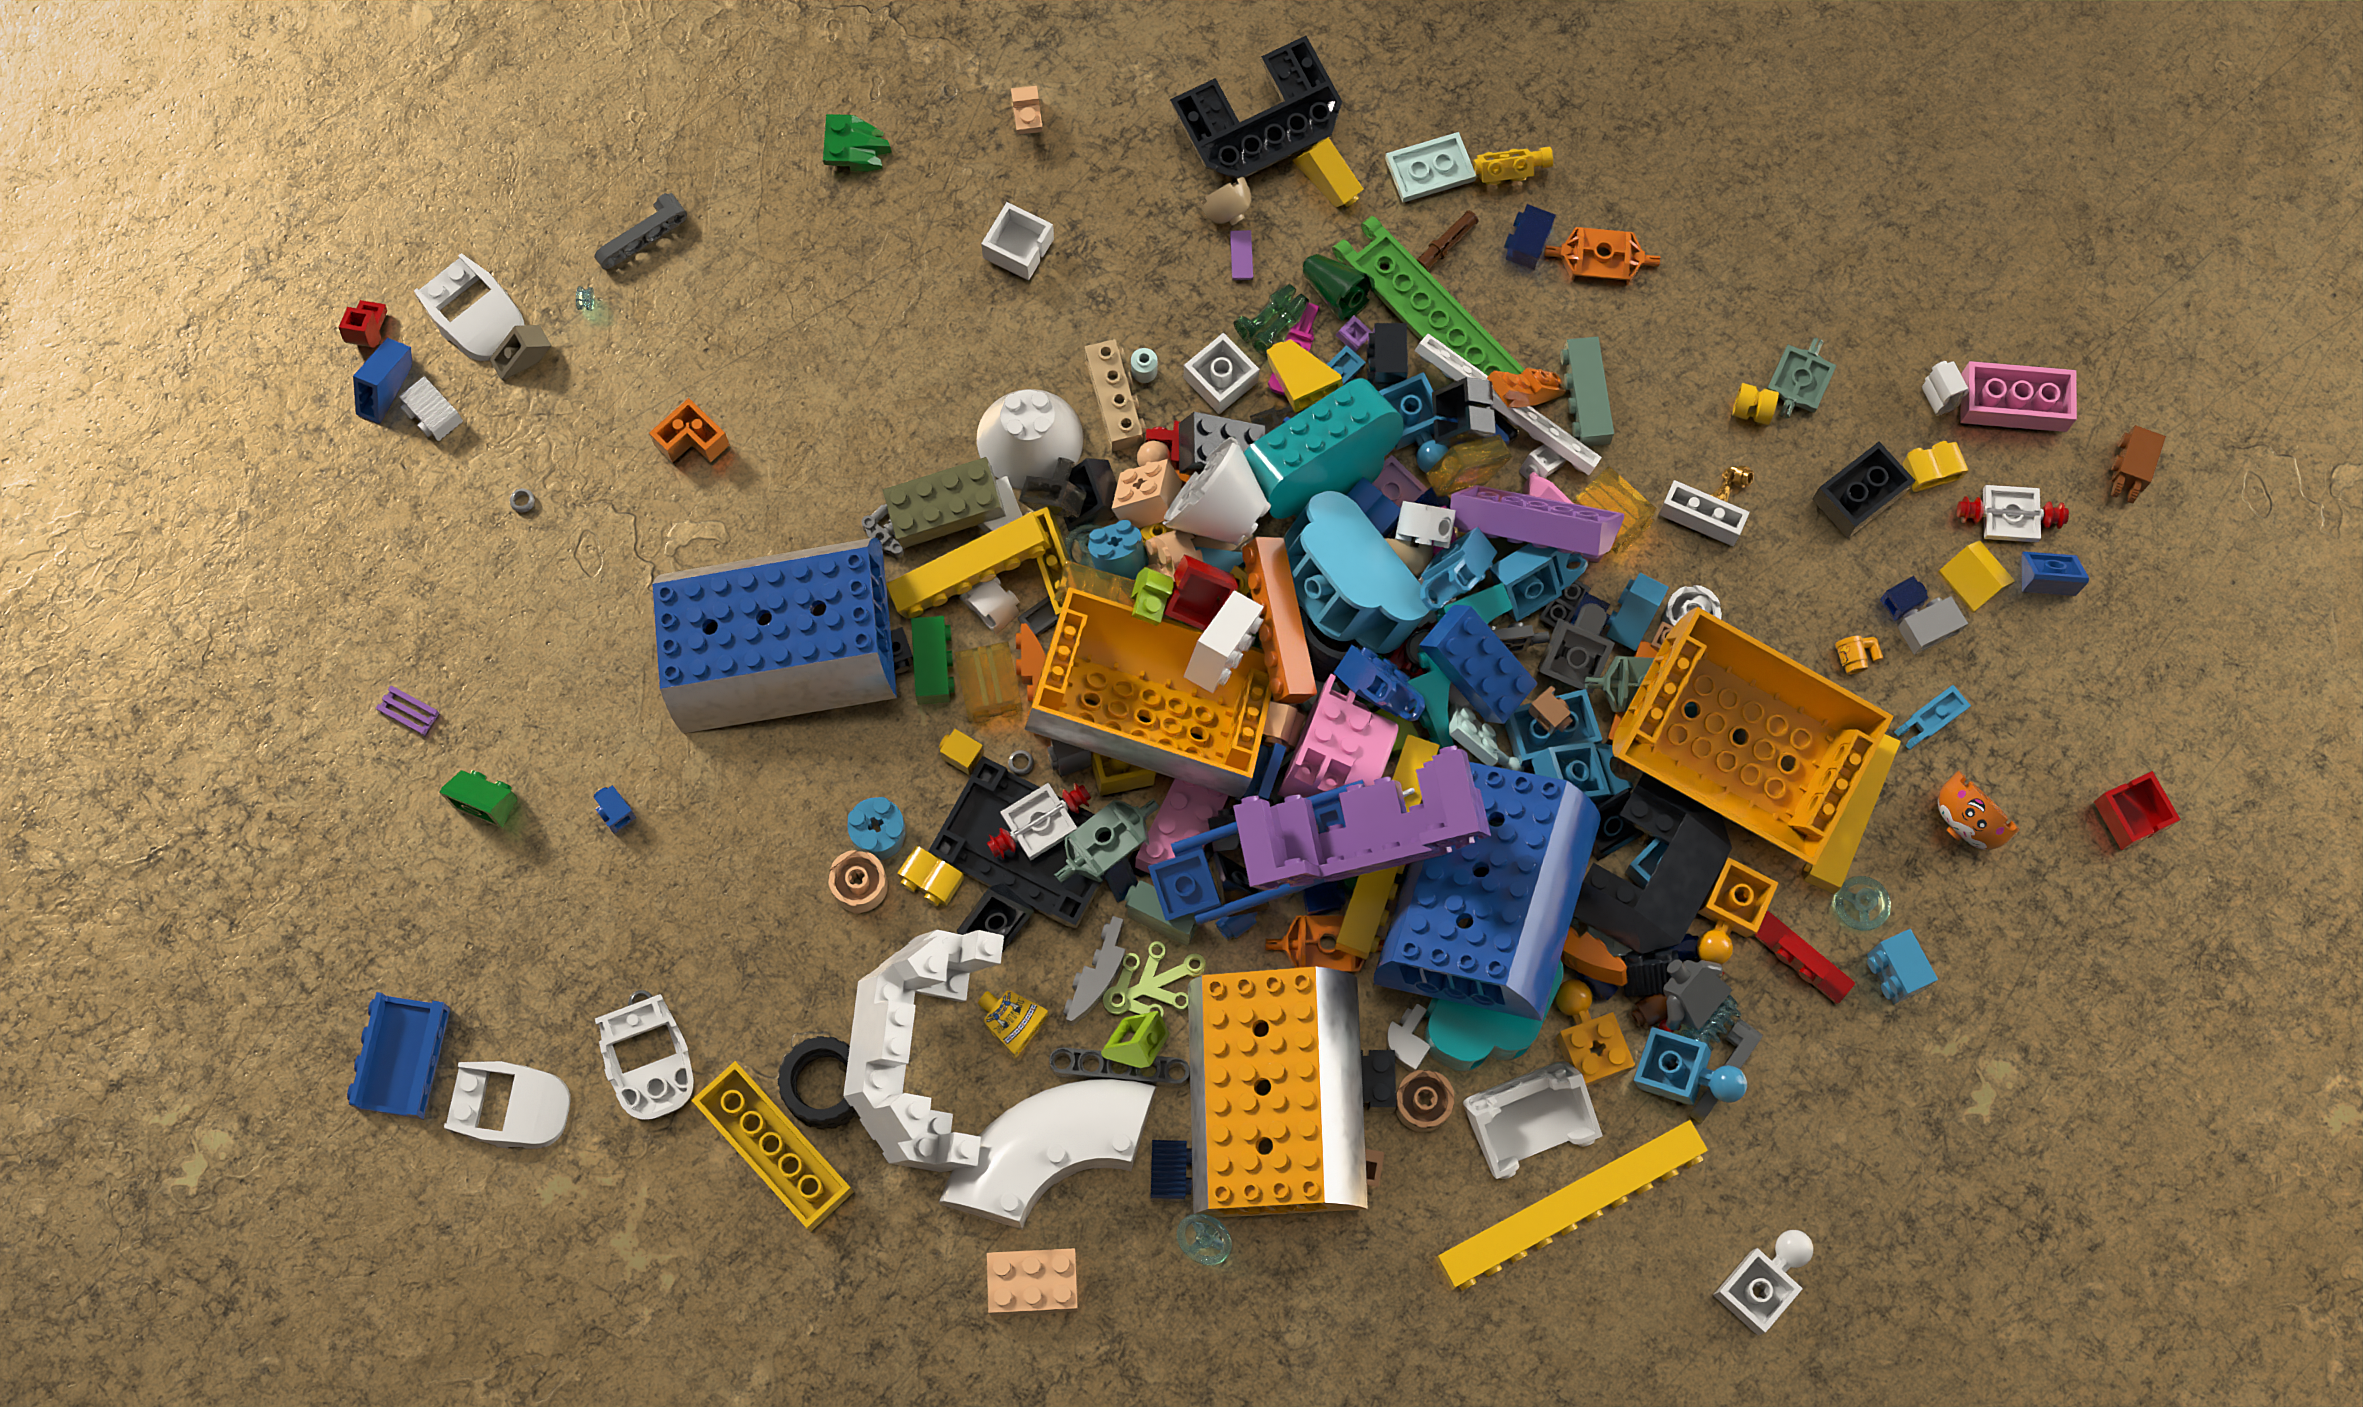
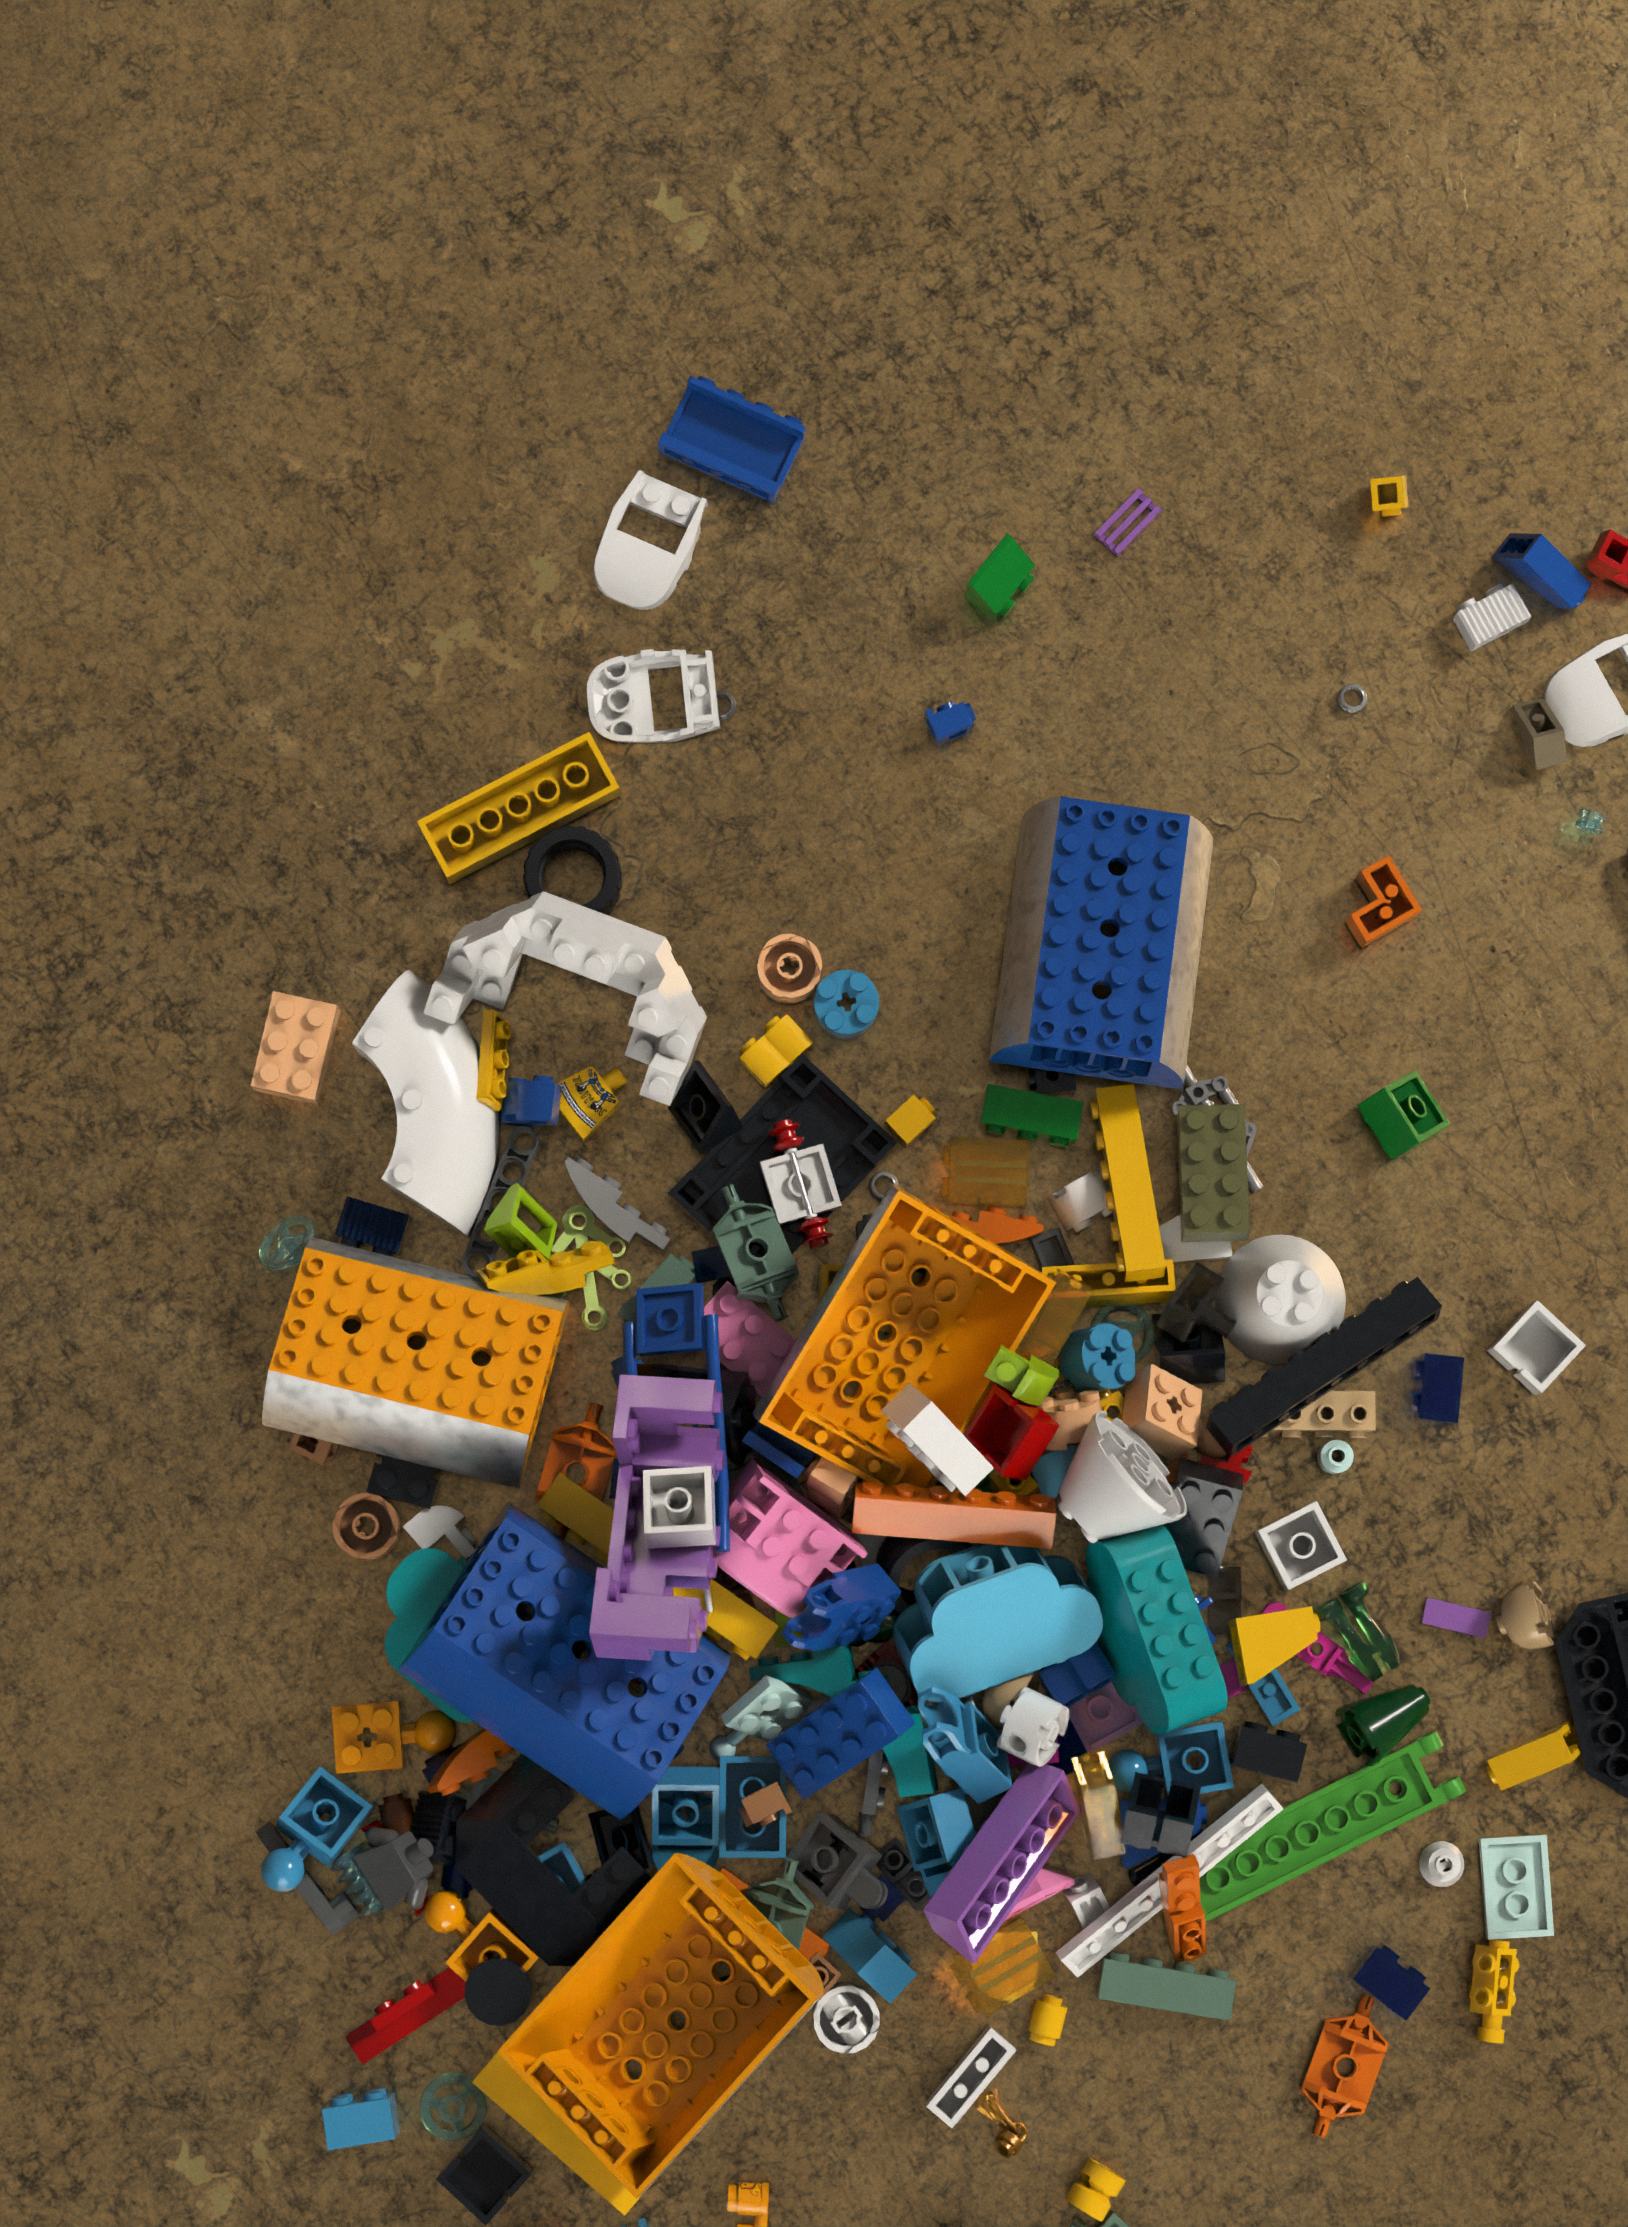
camera: 100 degrees right, 10 degrees up
(341, 507) = (1389, 495): none -> yellow brick
(859, 380) = (1403, 1115): none -> green slope
(999, 1104) = (493, 1059): none -> yellow tile
(1029, 1064) = (531, 1102): none -> blue brick
(1069, 305) = (1437, 1388): none -> clear blue brick
(1077, 385) = (1323, 1366): none -> black brick
(1174, 1010) = (536, 1275): none -> yellow slope
(1343, 815) = (679, 1507): none -> white brick
(1353, 333) = (1315, 1724): medium lavender tile -> none
(1430, 222) = (1433, 1869): none -> white cone
(1439, 247) = (1403, 1864): reddish brown pin -> none
(1532, 1116) = (319, 1640): white windscreen -> none
(1570, 1205) = (208, 1657): yellow brick -> none
(1641, 470) = (1047, 2020): none -> yellow brick
(1765, 881) = (498, 1991): none -> black tile
(1778, 1289) = (87, 1885): white brick -> none
(1908, 862) = (484, 2174): none -> black piece

